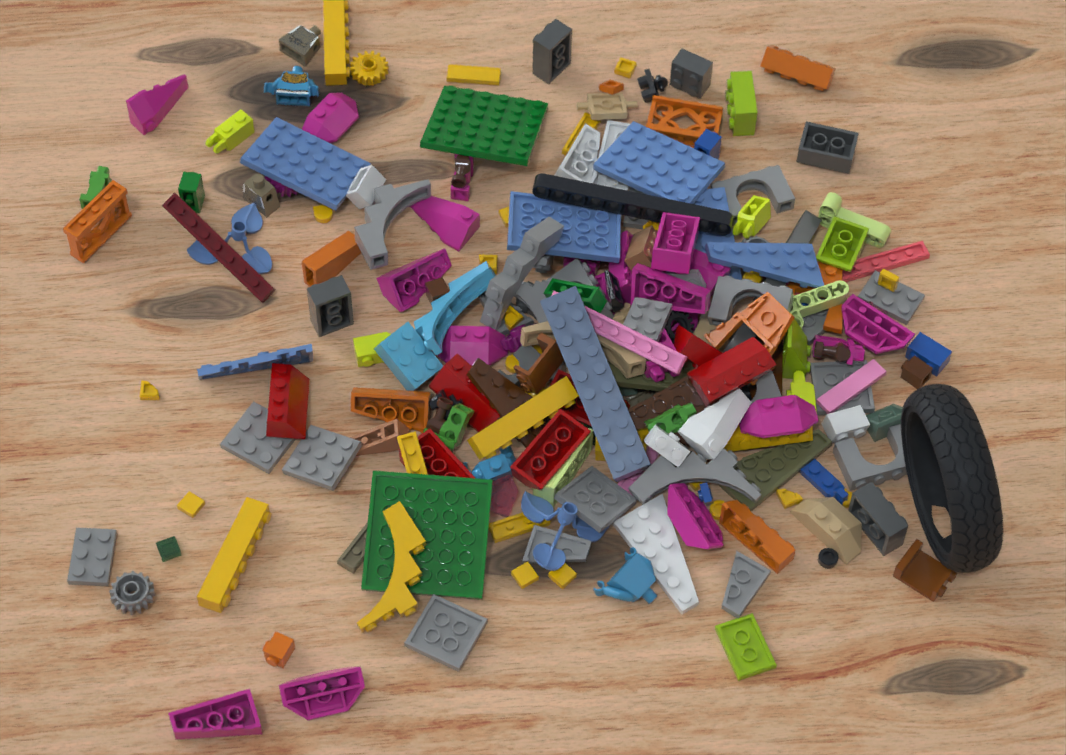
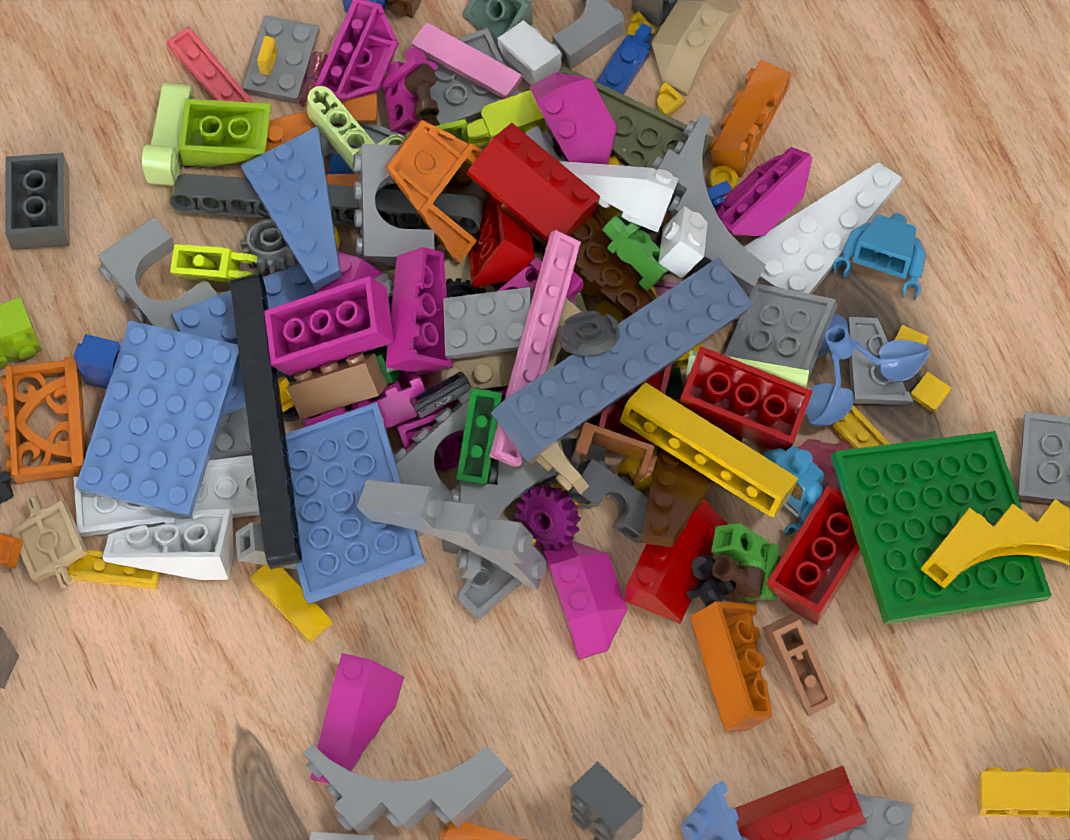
camera: 105 degrees left, 10 degrees up
(322, 457) = (863, 731): light grey plate -> none
(355, 552) = (981, 627): dark tan tile -> none
(365, 351) = (639, 725): neon yellow hinge -> none
(407, 283) = (506, 730): dark pink wedge -> none
(408, 357) = (650, 662): medium azure brick -> none
(412, 453) = (829, 584): yellow tile -> none
(436, 289) = (504, 672): reddish brown brick -> none
(462, 177) = (261, 716): hips -> none
(462, 292) = (536, 642): medium azure arch -> none
(473, 74) = (38, 778): yellow tile -> none
(484, 125) = (158, 708): green plate -> none
(491, 259) = (412, 623): yellow tile -> none
(510, 362) = (589, 523): yellow tile -> none
(610, 354) = (588, 333): none -> dark grey tile
(743, 584) = (830, 116): light grey wing -> none
(745, 647) = (917, 92): lime tile -> none
(828, 558) = (742, 30): black tile -> none

